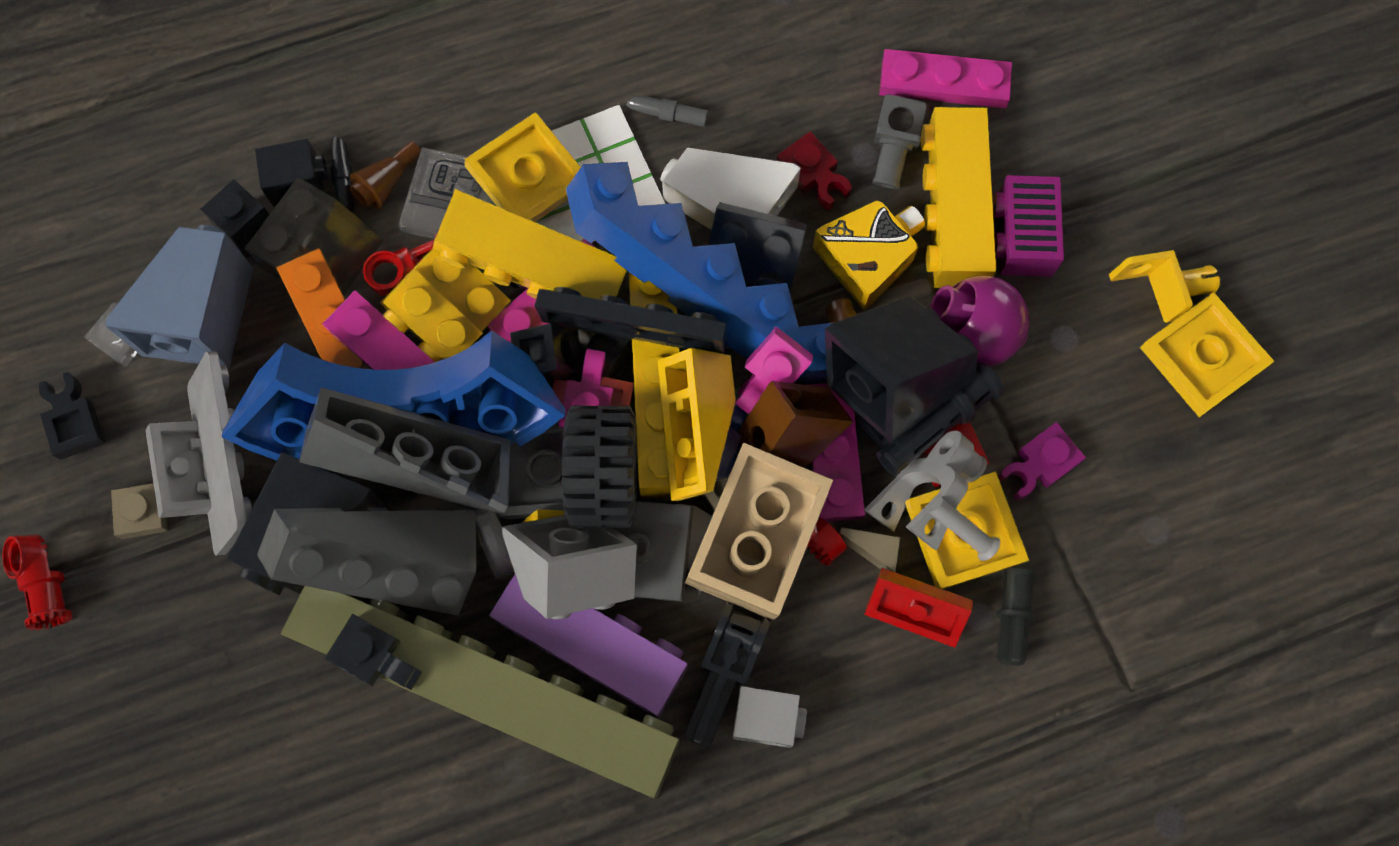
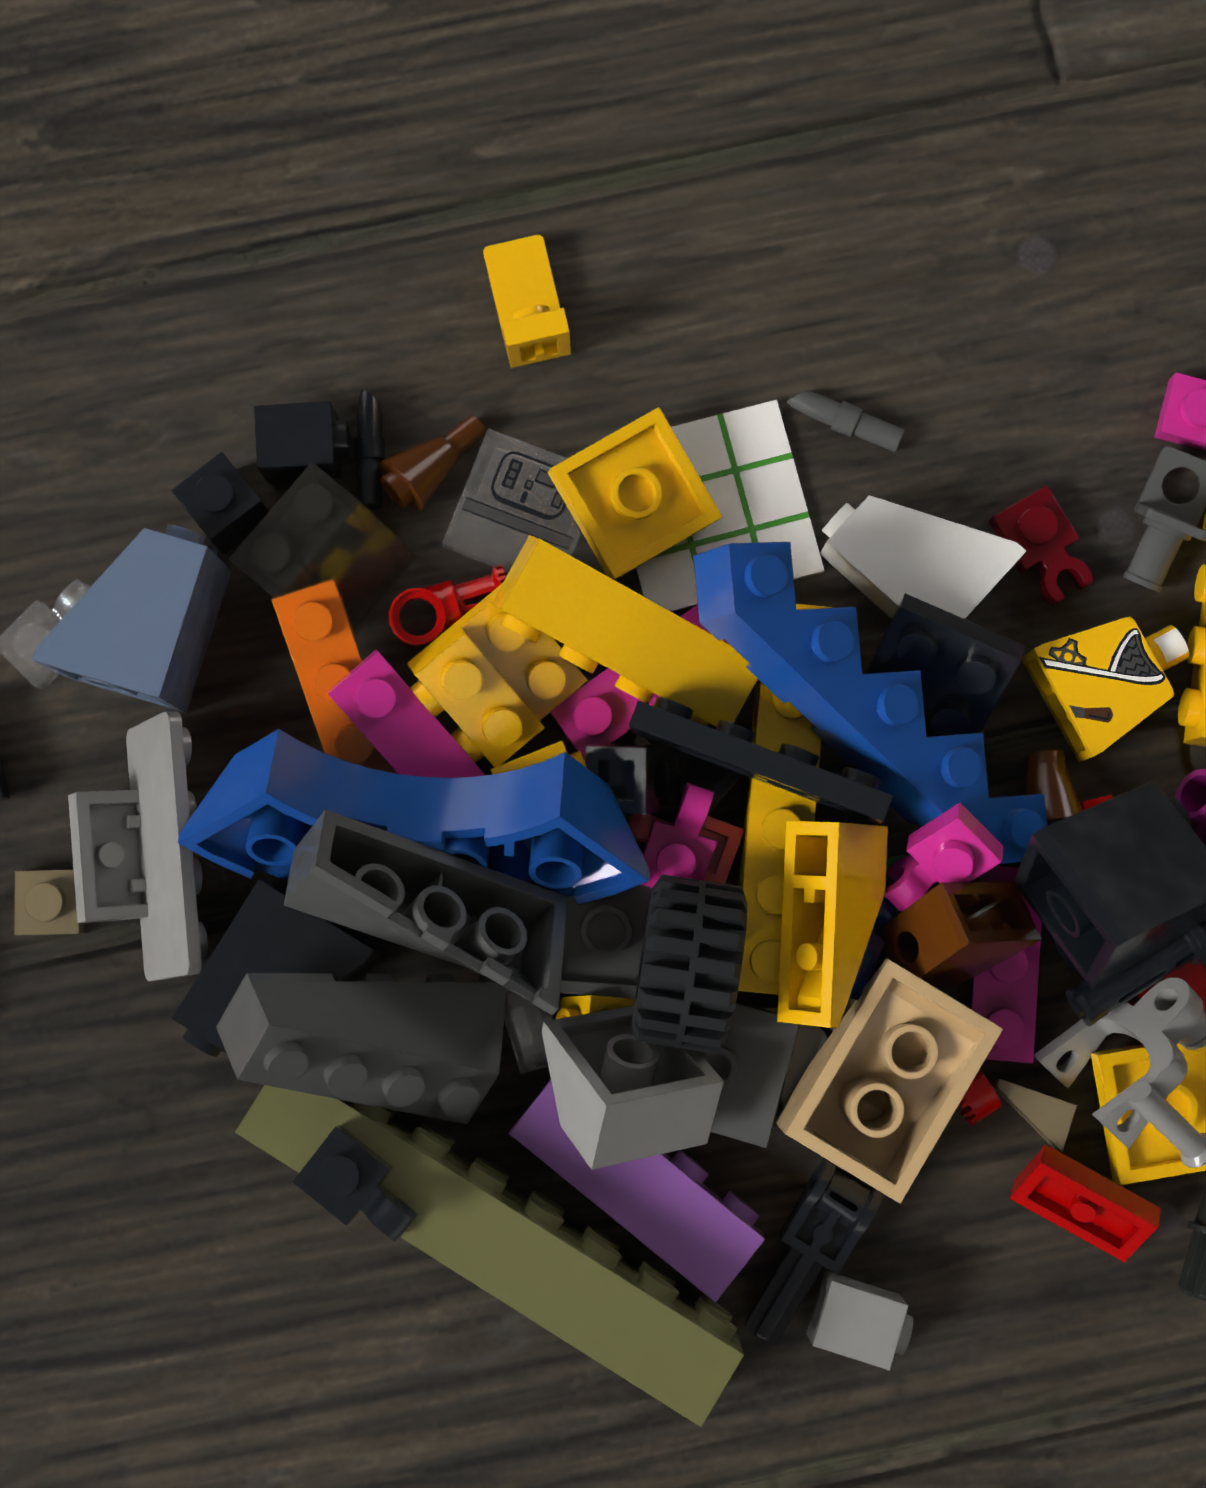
camera: 10 degrees right, 10 degrees up
(439, 65) = (527, 301): none -> yellow bracket

